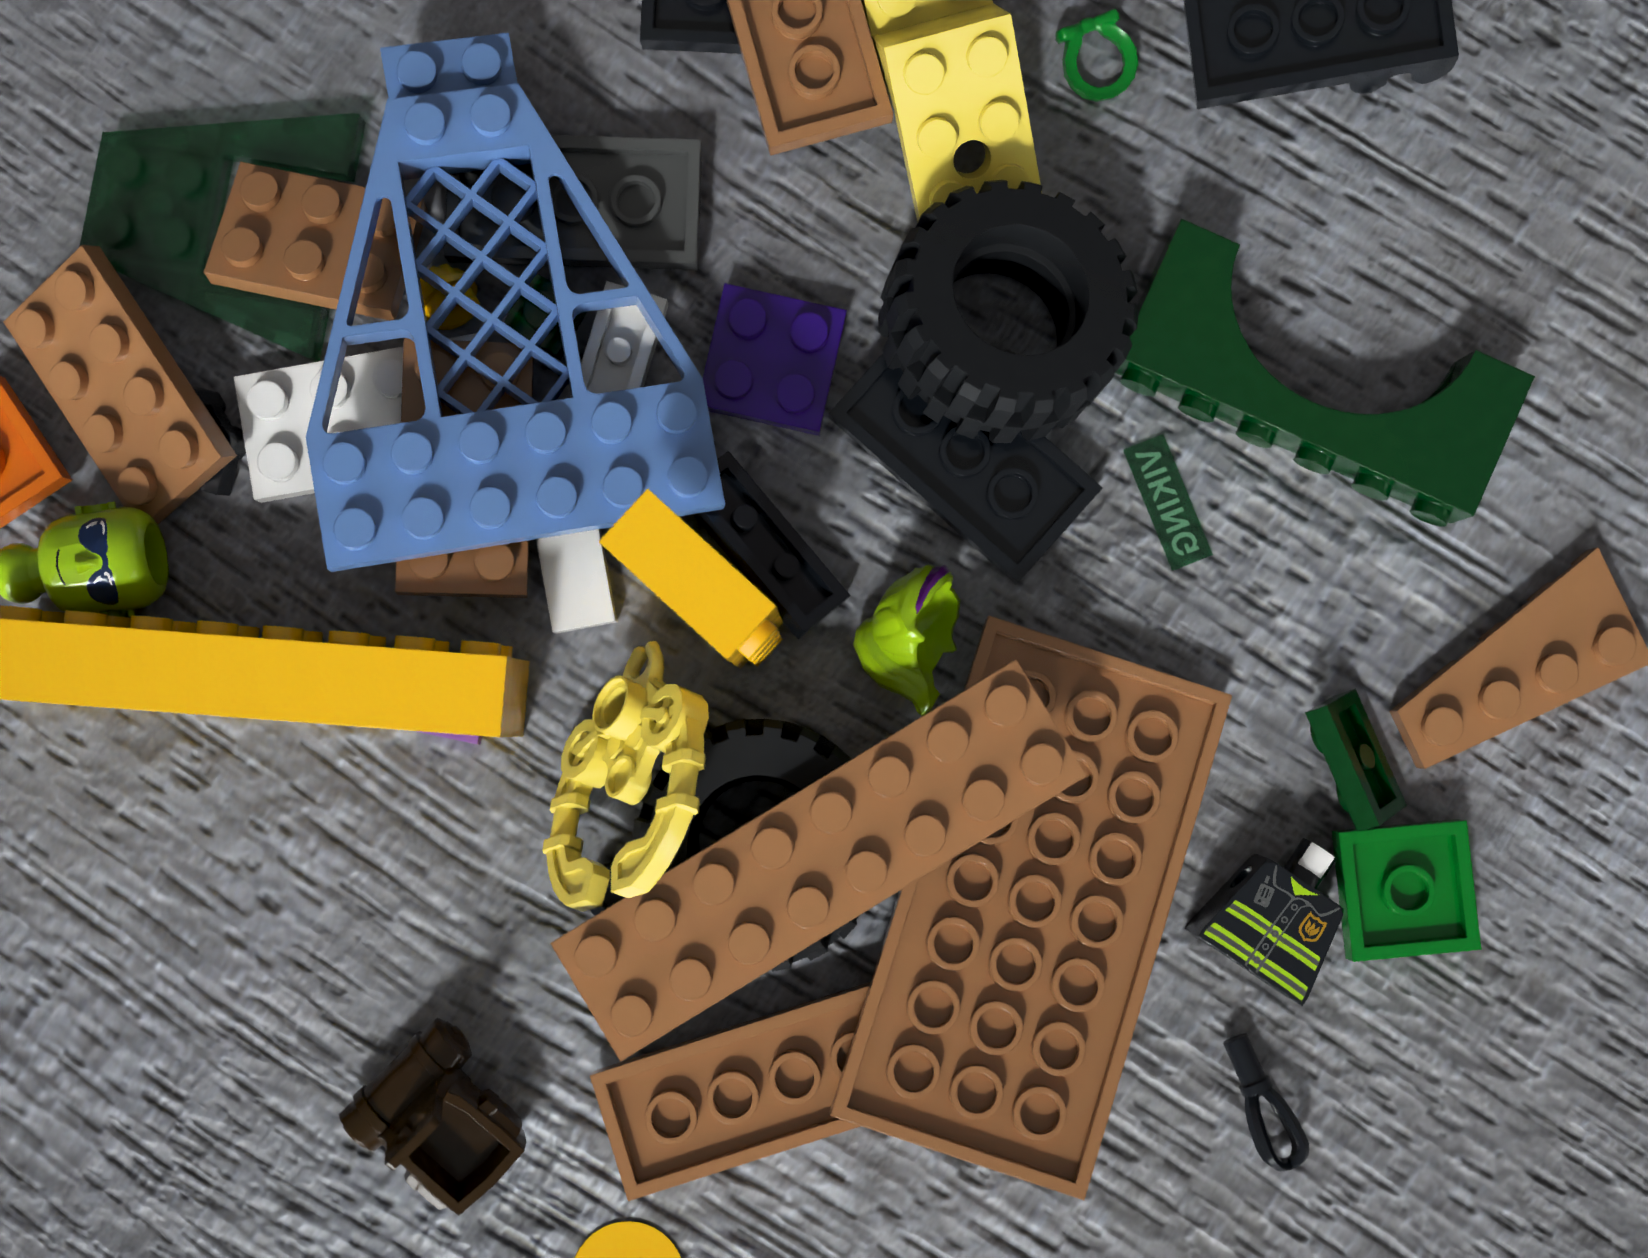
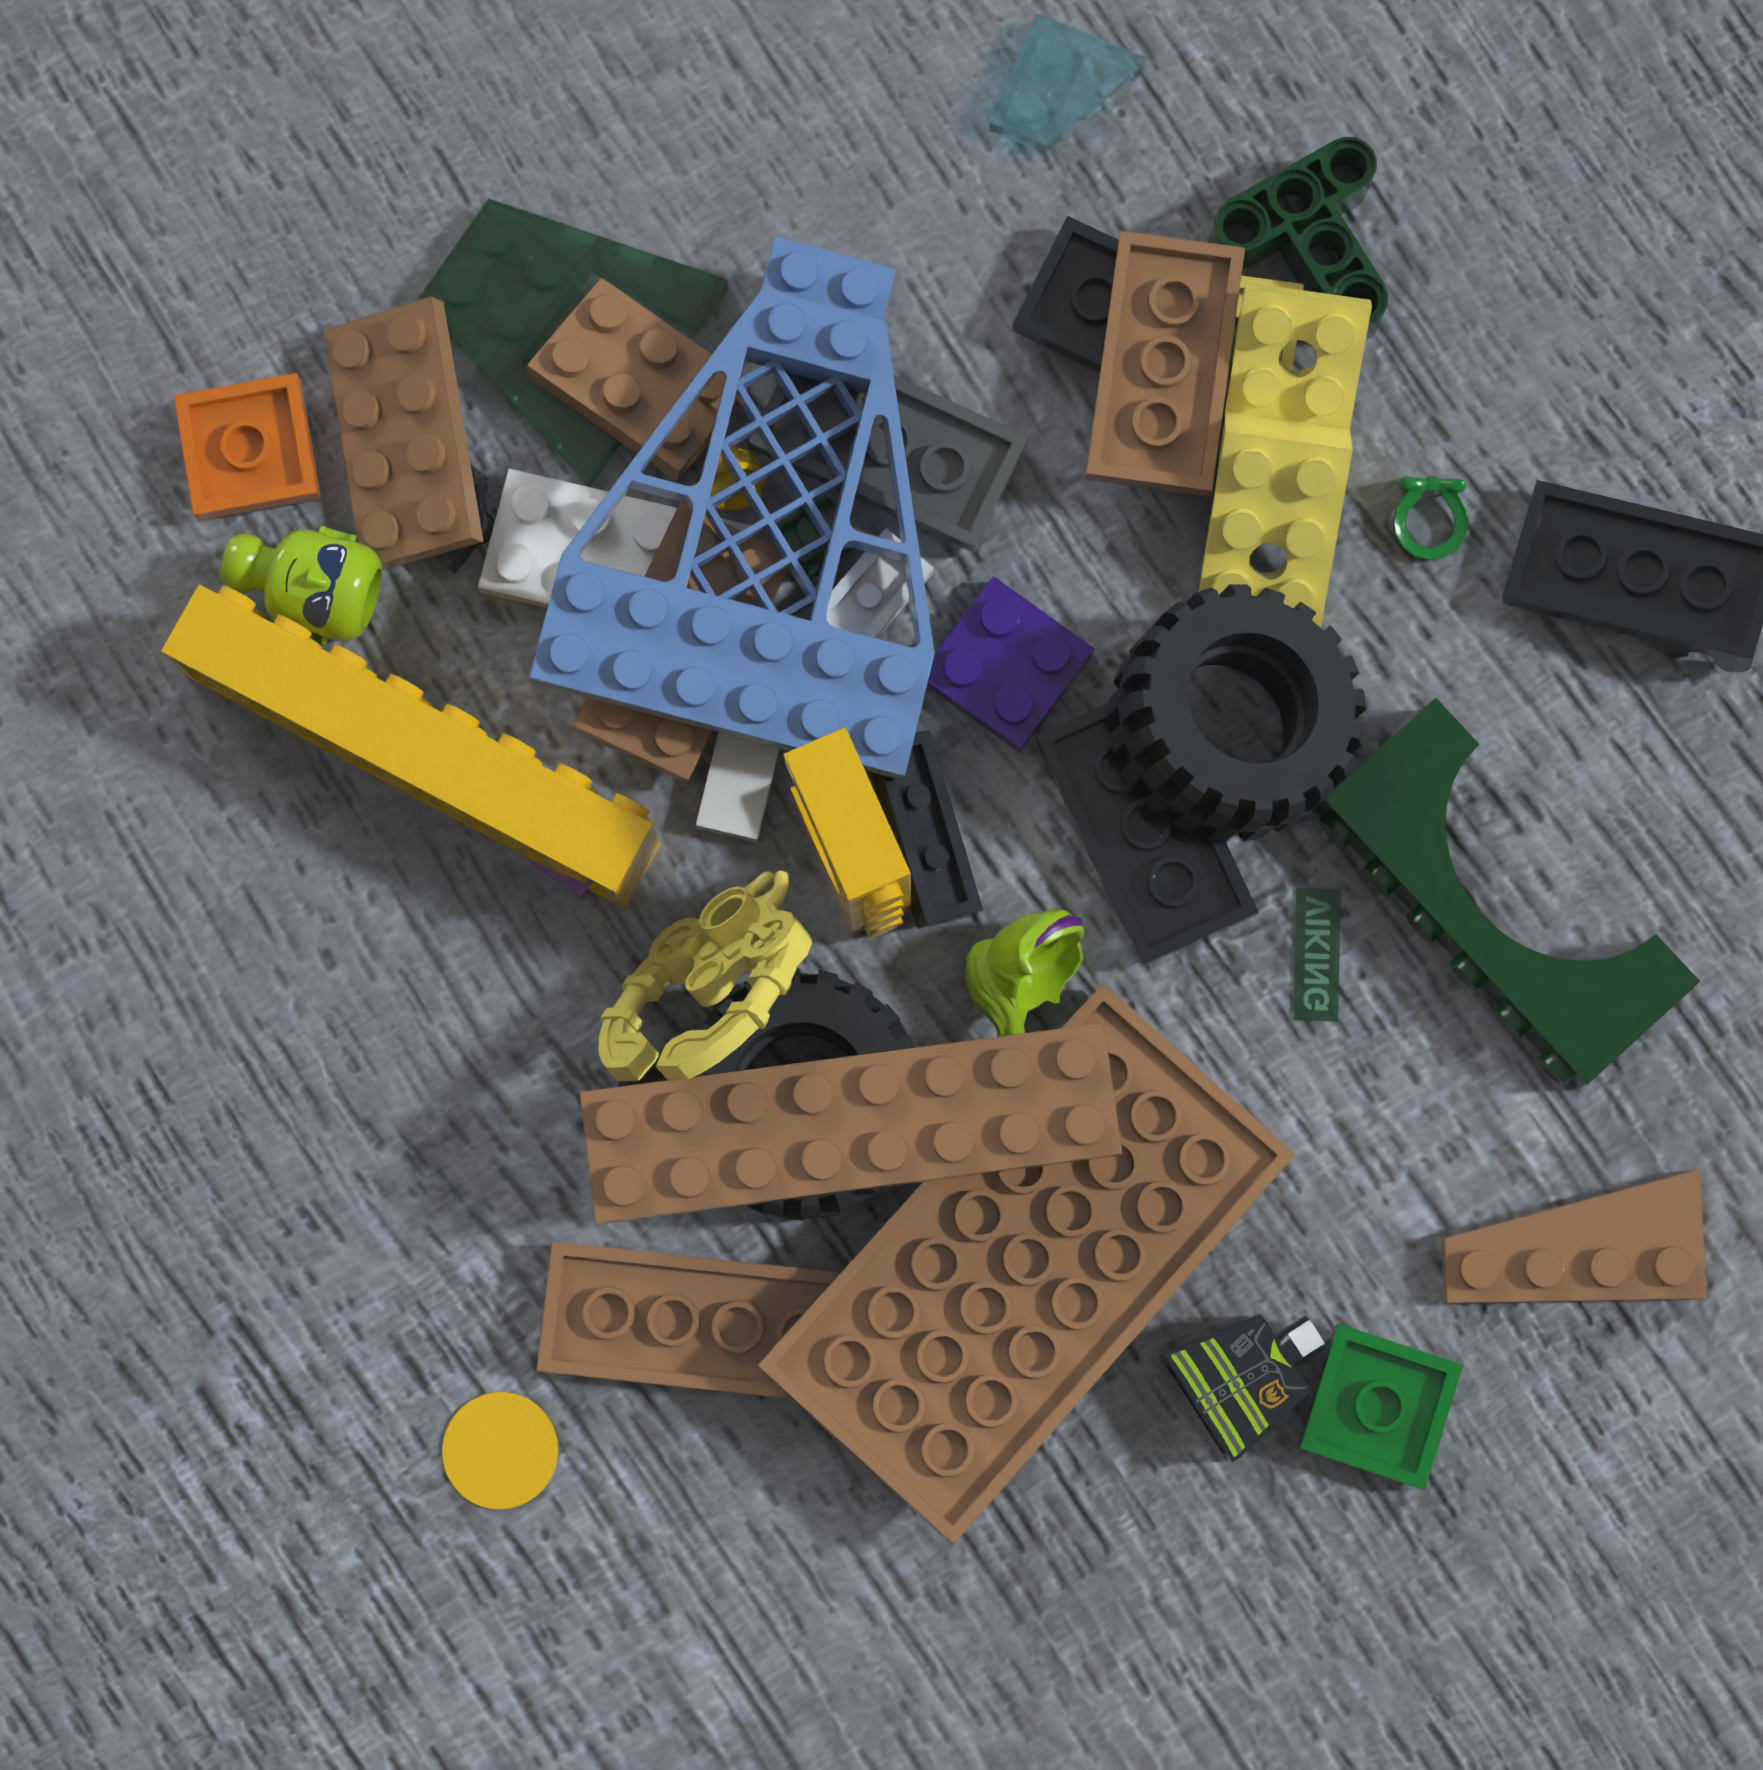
camera: 25 degrees right, 5 degrees down
(437, 1121) = (396, 1219): dark brown piece -> none
(1256, 1084) = (1161, 1526): black piece -> none
(1355, 760) = (1385, 1264): dark green plate -> none

